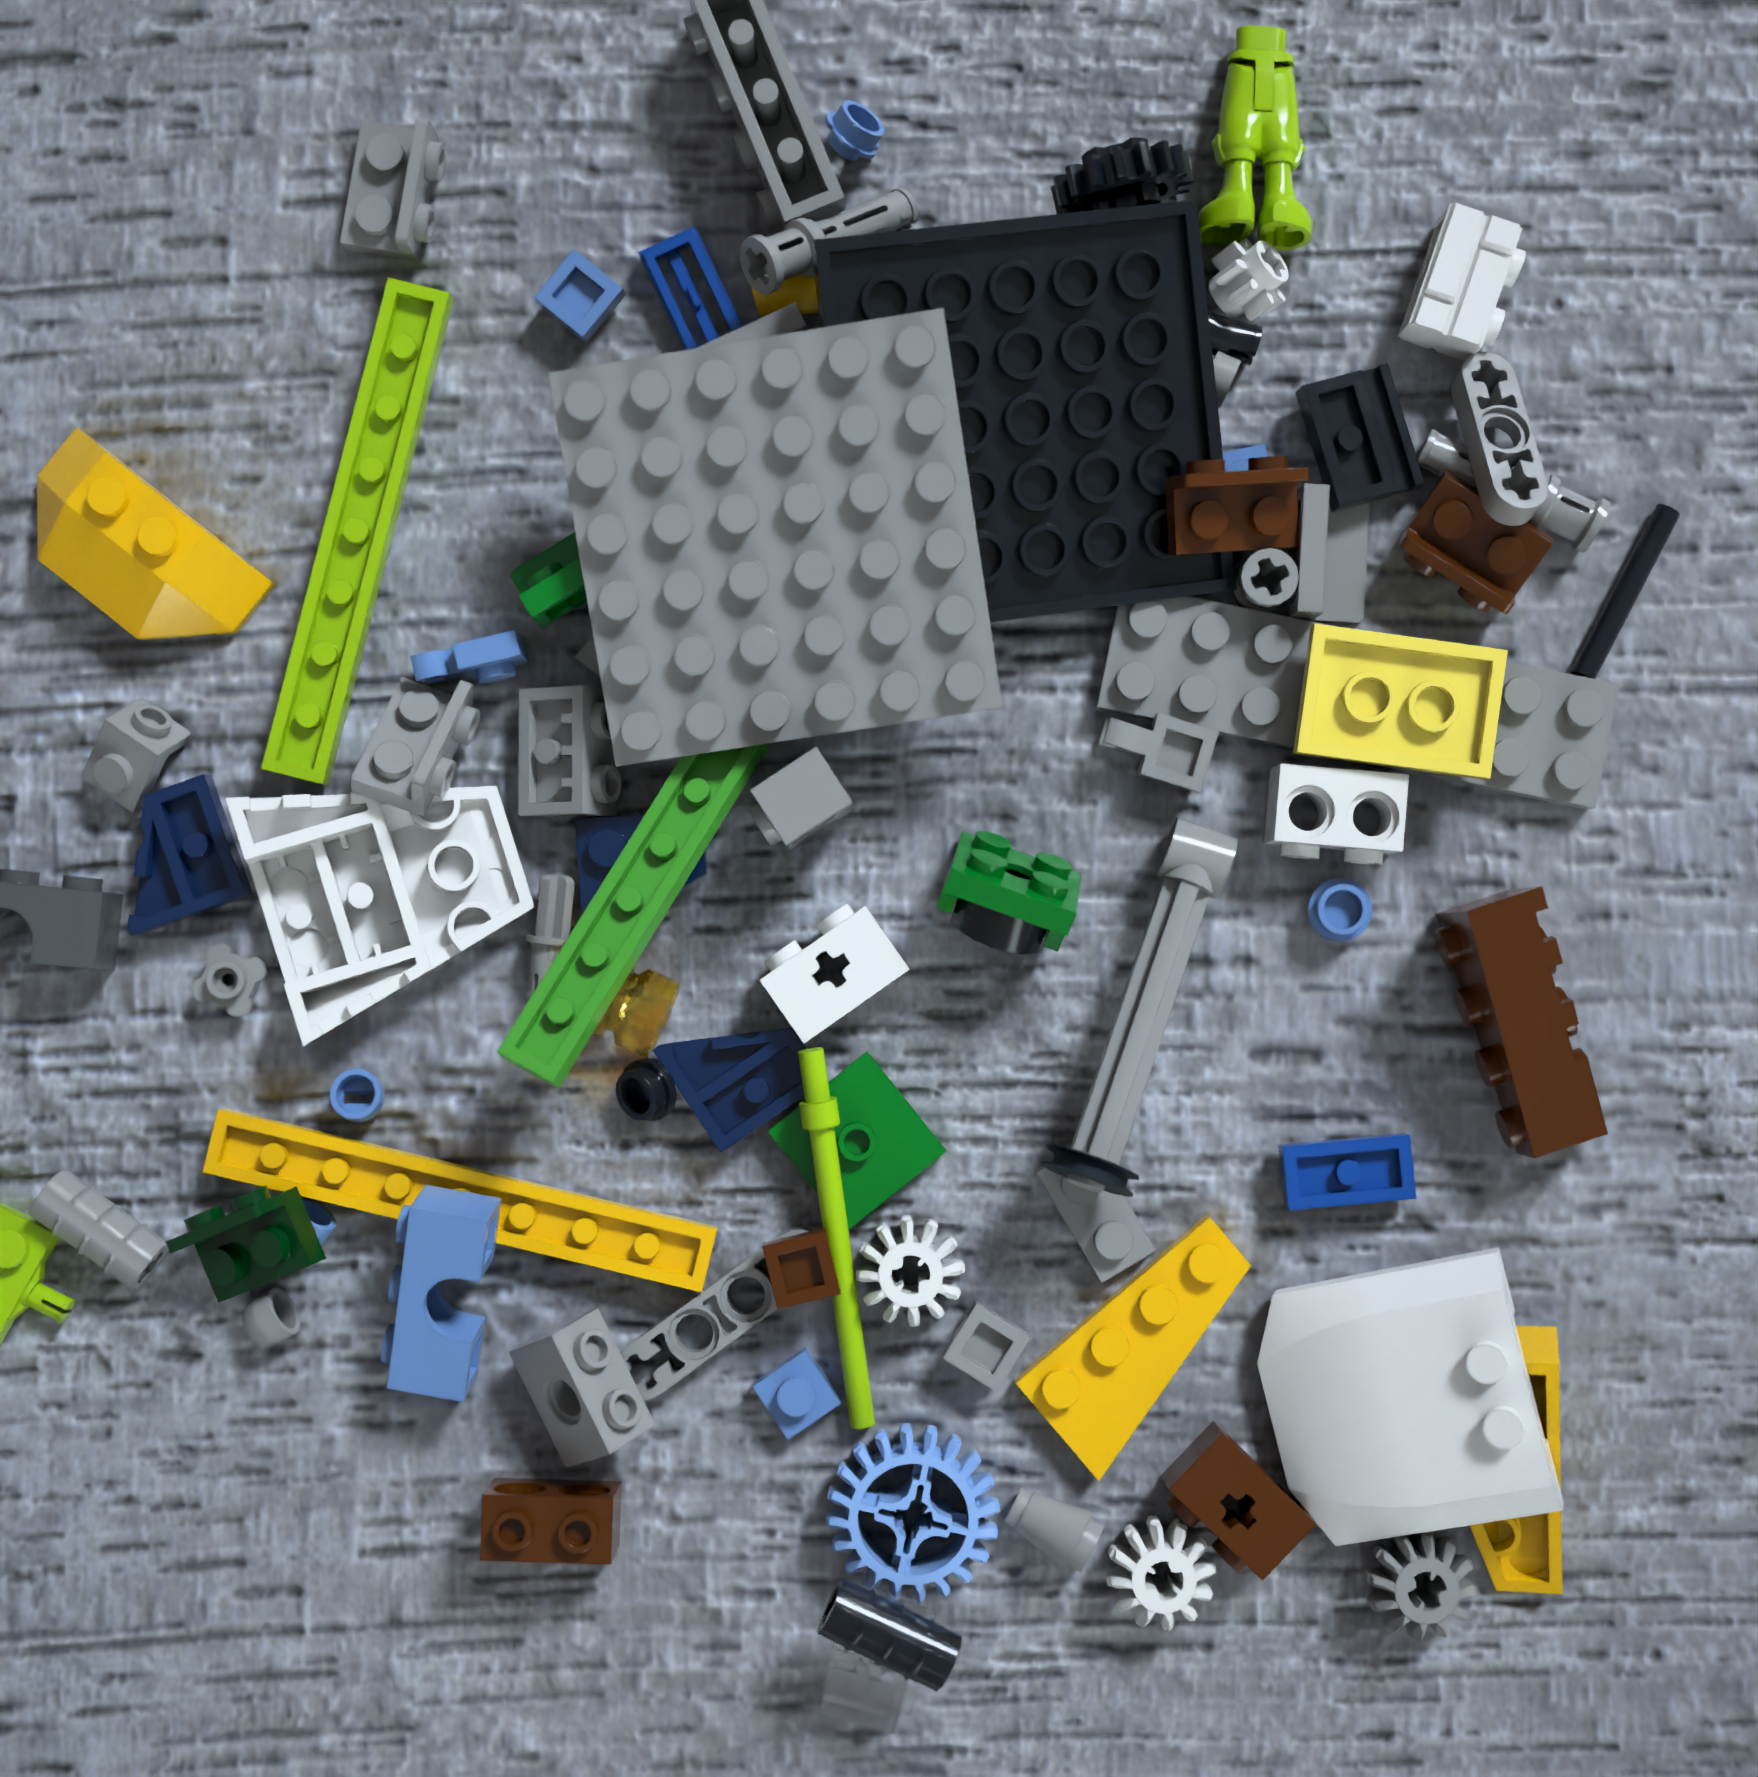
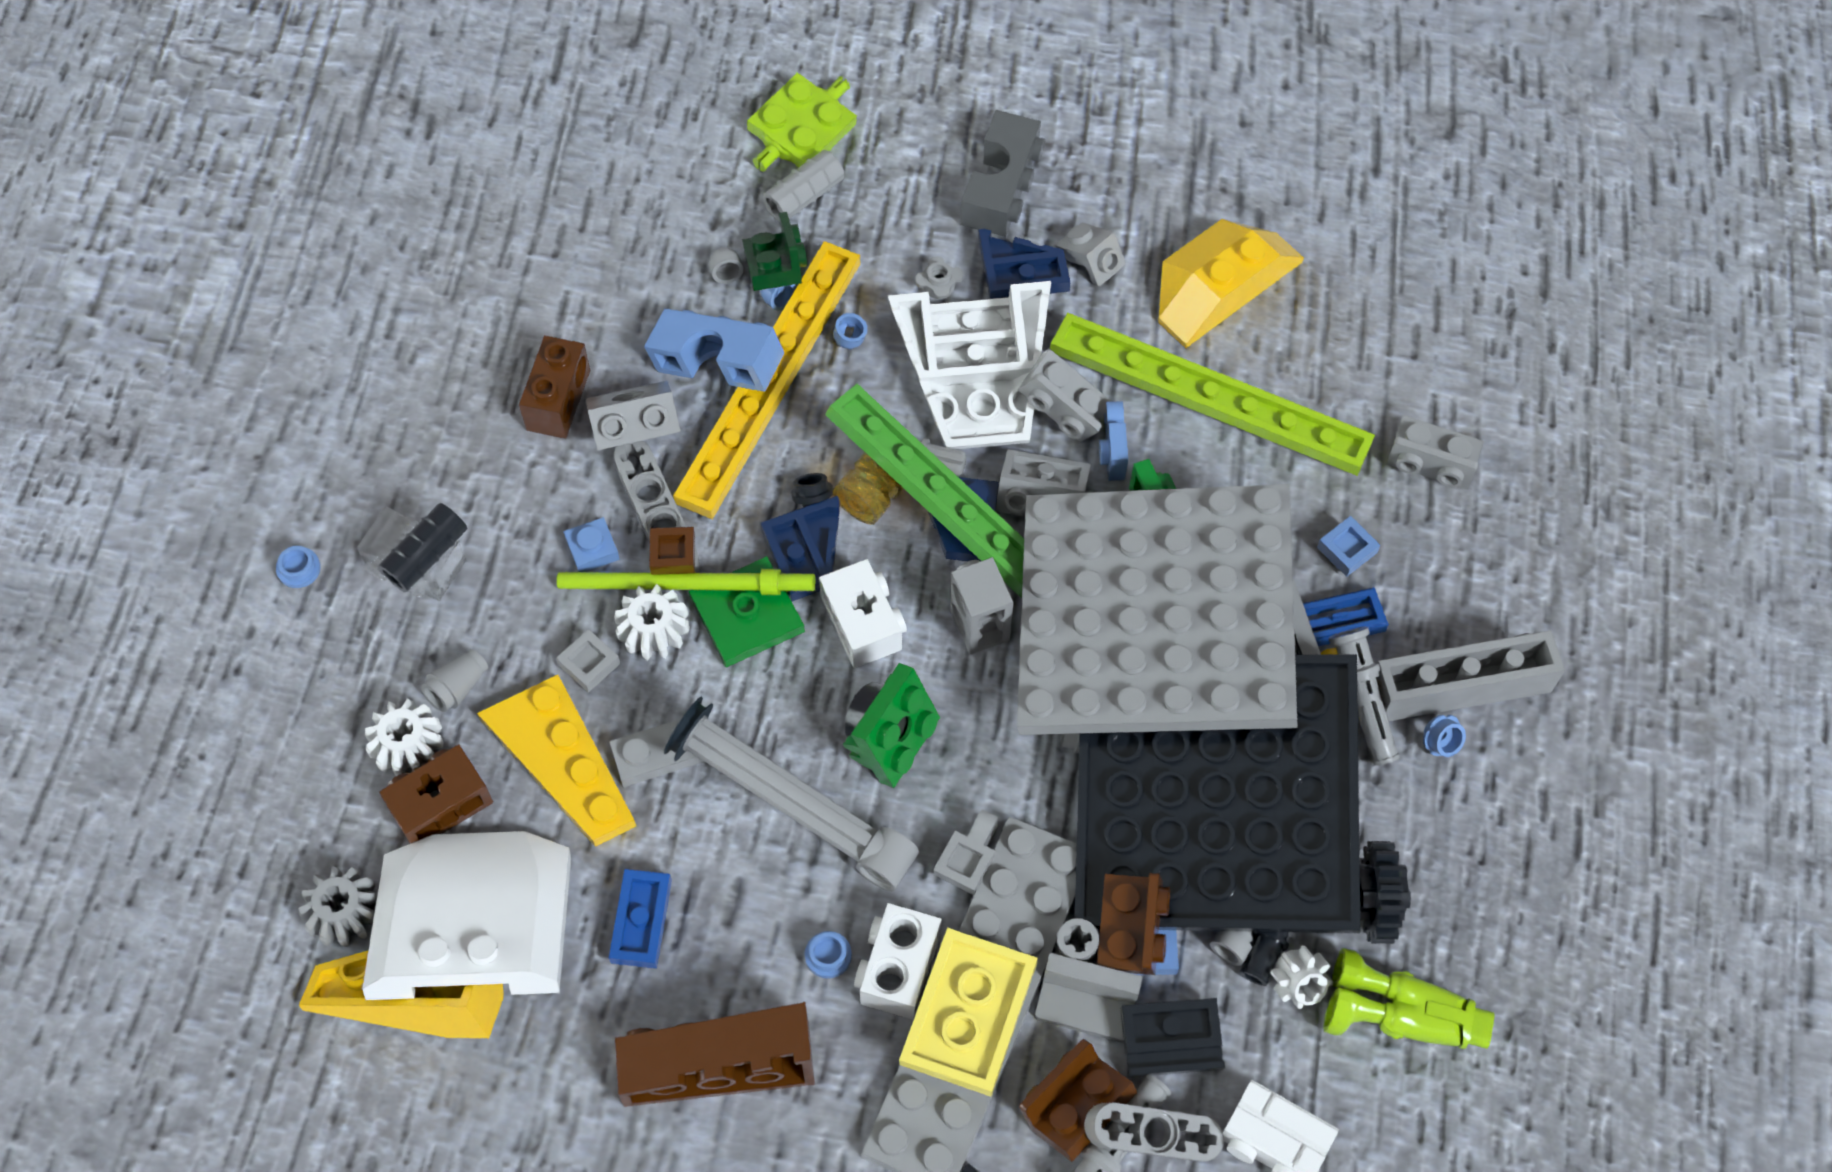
camera: 105 degrees right, 25 degrees down
(901, 1566) = (496, 616): light blue gear -> none

